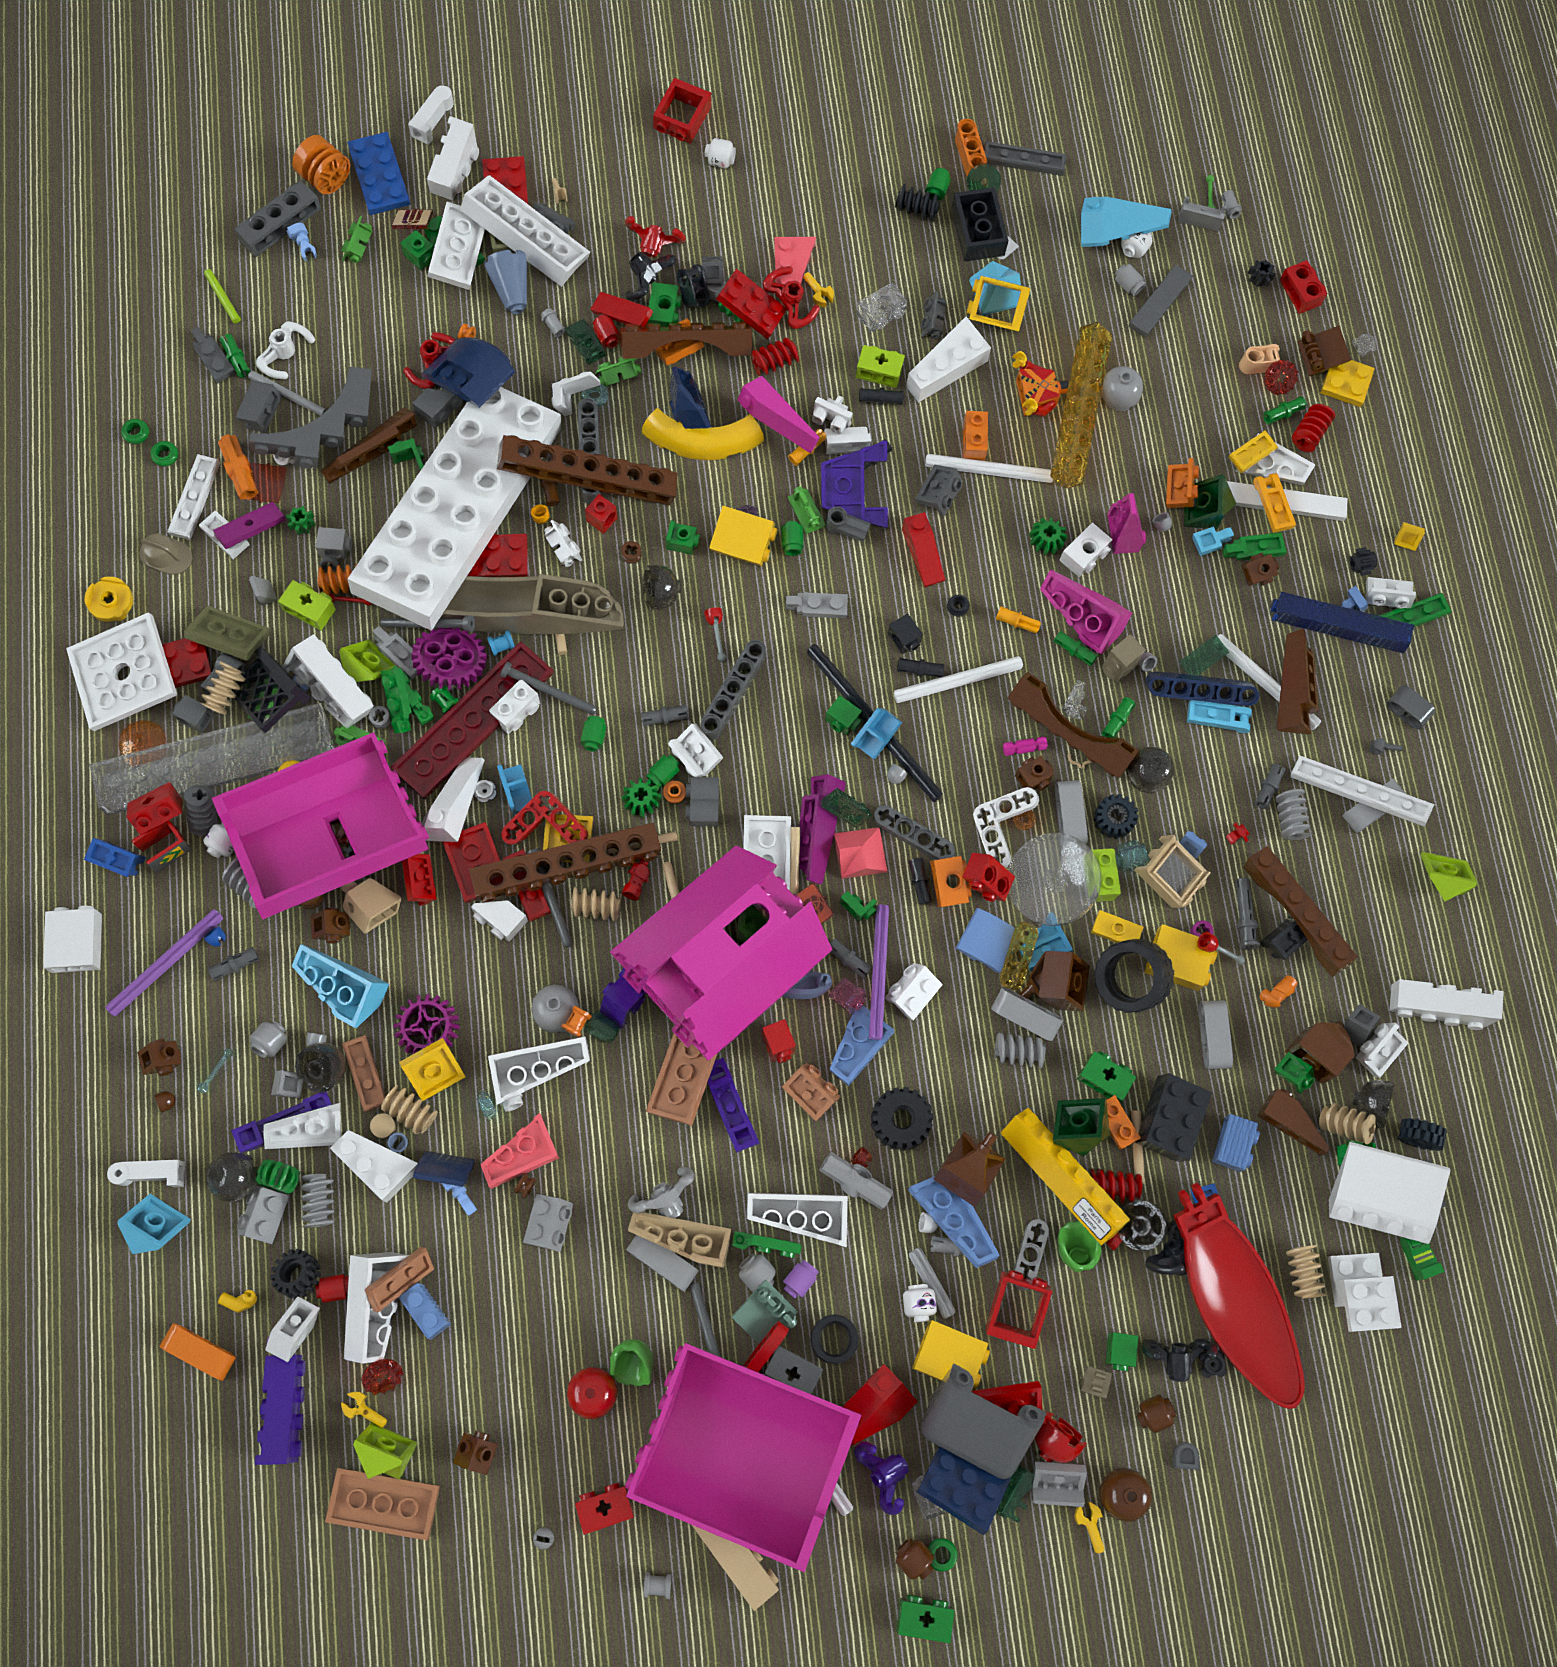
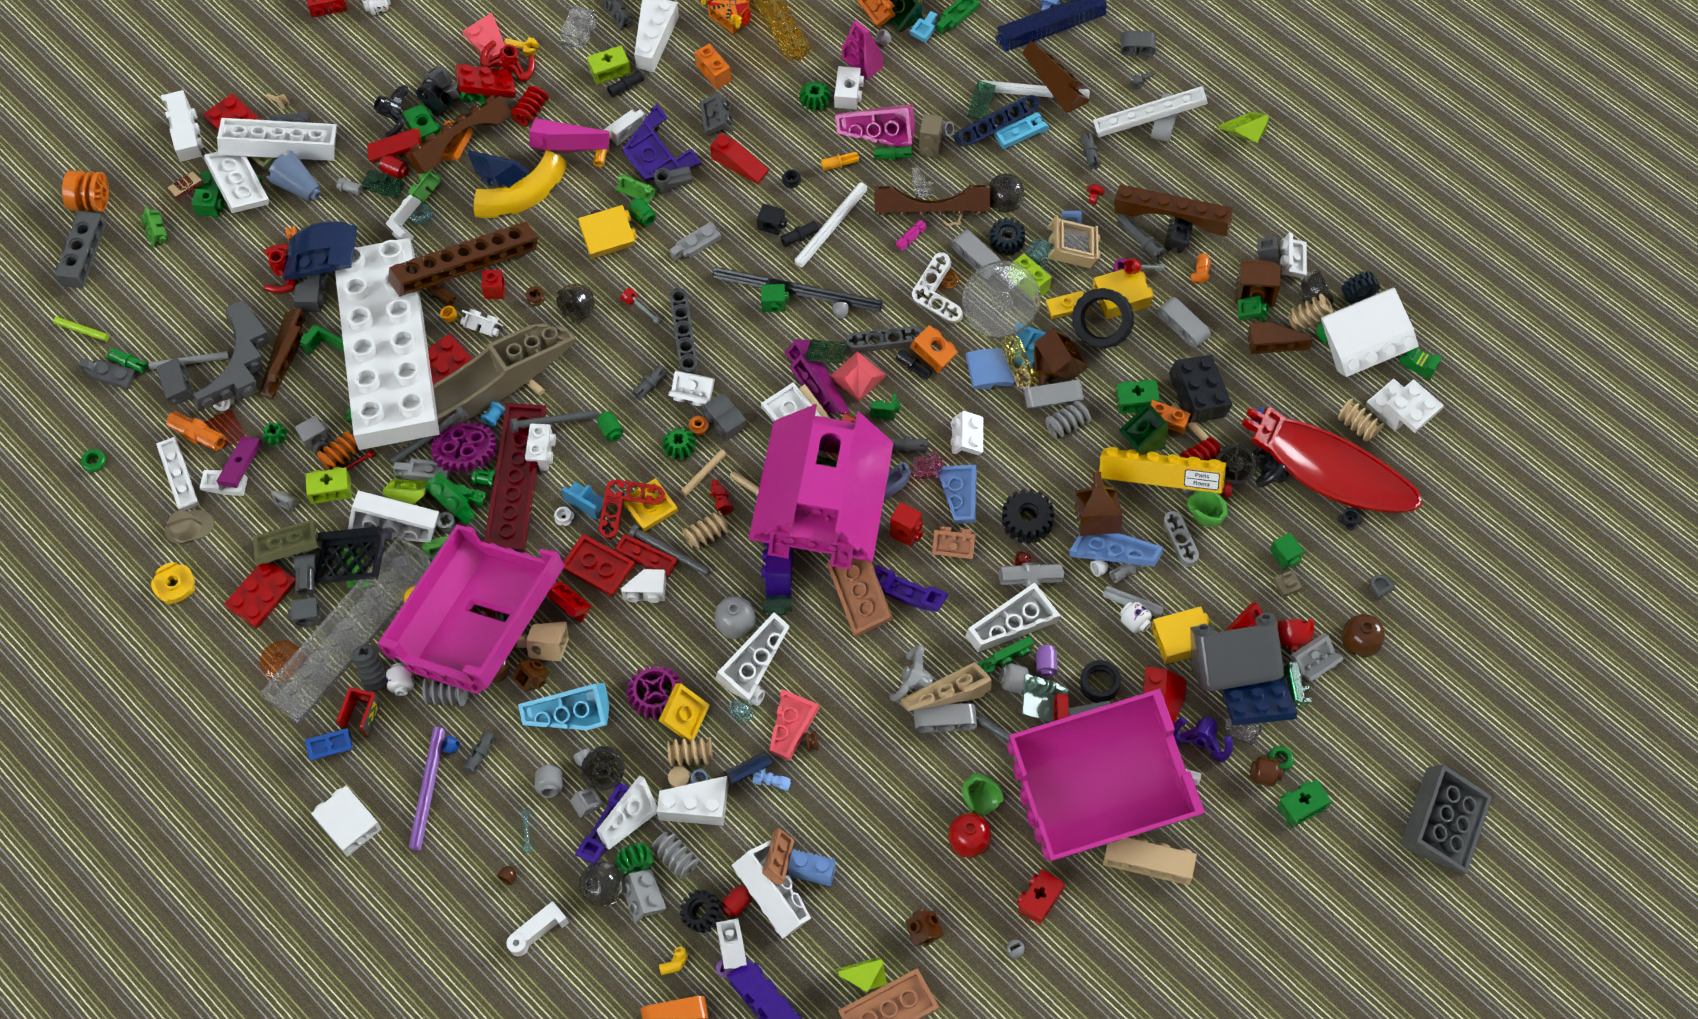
camera: 30 degrees left, 10 degrees down
(101, 658) = (221, 597): white piece -> none
(151, 1225) = (569, 959): medium azure slope -> none
(154, 808) = (336, 686): red brick -> none
(159, 1057) = (480, 847): reddish brown brick -> none
(165, 461) = (127, 454): green piece -> none
(223, 688) = (315, 575): tan piece -> none
(281, 347) = (159, 332): white piece -> none
(299, 233) = (104, 249): light blue piece -> none
(363, 1410) = (821, 964): yellow bar -> none
(364, 1073) = (638, 755): nougat tile -> none
(378, 173) = (131, 172): blue plate -> none
(378, 1370) = (812, 925): clear red gear -> none
(430, 114) = (137, 116): white leg -> none
(449, 810) = (548, 532): white wedge -> none
(548, 1222) = (847, 752): light grey bracket -> none
(552, 857) = (677, 492): reddish brown brick -> none
(576, 1021) = (759, 610): orange bush -> none
(591, 440) = (435, 231): dark grey beam -> none
(653, 237) = (376, 84): red piece -> none
(657, 1585) = (1116, 916): light grey bush -> none
(663, 770) = (679, 415): green brick -> none
(682, 544) = (564, 262): green brick -> none
(833, 411) = (601, 114): white hips -> none
(876, 732) = (806, 291): dark azure panel -> none
(879, 972) = (935, 437): medium lavender axle -> none
(988, 877) = (957, 327): red brick -> none
(990, 468) = (740, 79): white axle -> none
(1012, 1333) = (1219, 568): red window -> none
(1035, 773) = (931, 244): reddish brown brick -> none
(1091, 1525) = (1356, 669): yellow bar -> none
(1118, 718) = (957, 175): green pin -> none
(1156, 1413) = (1341, 571): reddish brown head -> none
(1178, 1356) = (1326, 527): black piece -> none
(1236, 1143) = (1251, 377): medium blue brick -> none
(1253, 571) = (972, 23): reddish brown brick -> none
(1291, 815) = (1119, 158): light grey piece -> none
(1446, 1004) = (1310, 201): white wedge -> none

